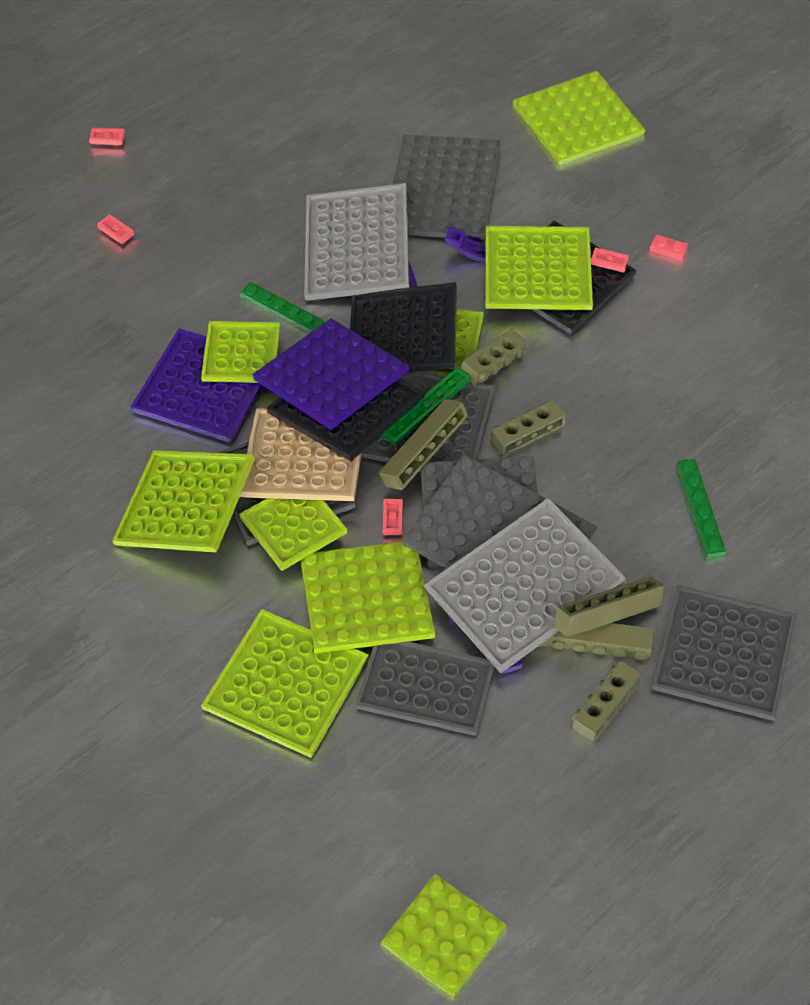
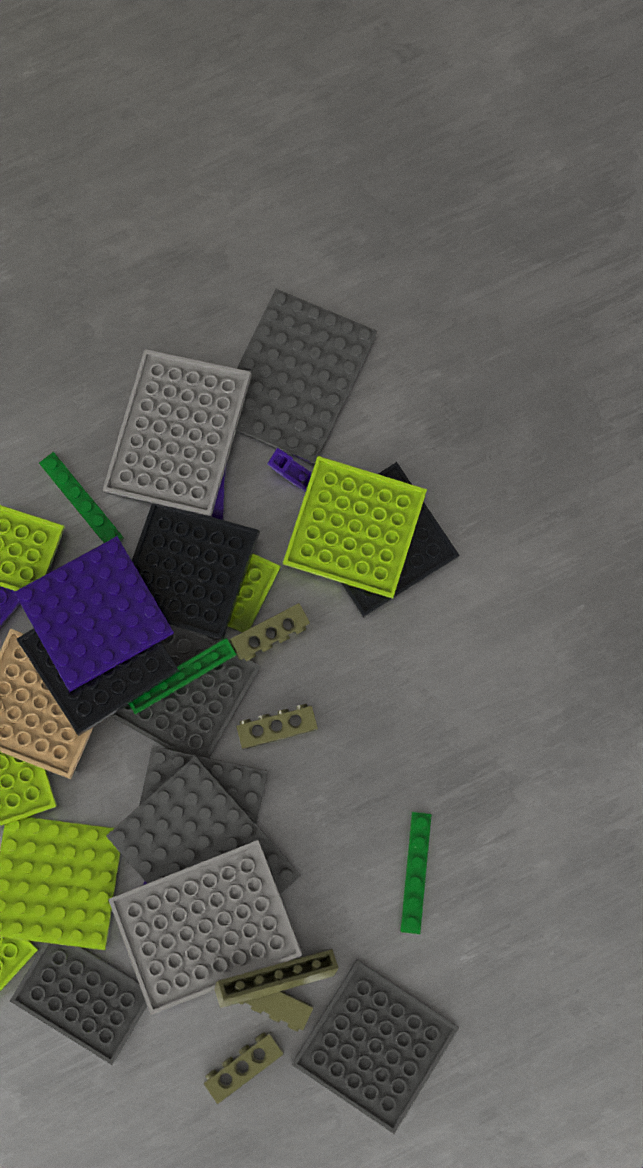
camera: 15 degrees right, 25 degrees up
(392, 516) = (109, 795): coral plate -> none
(423, 444) = (161, 727): olive brick -> none
(578, 117) = (476, 315): lime plate -> none
(609, 259) = (433, 538): coral plate -> none
(669, 247) = (508, 530): coral plate -> none

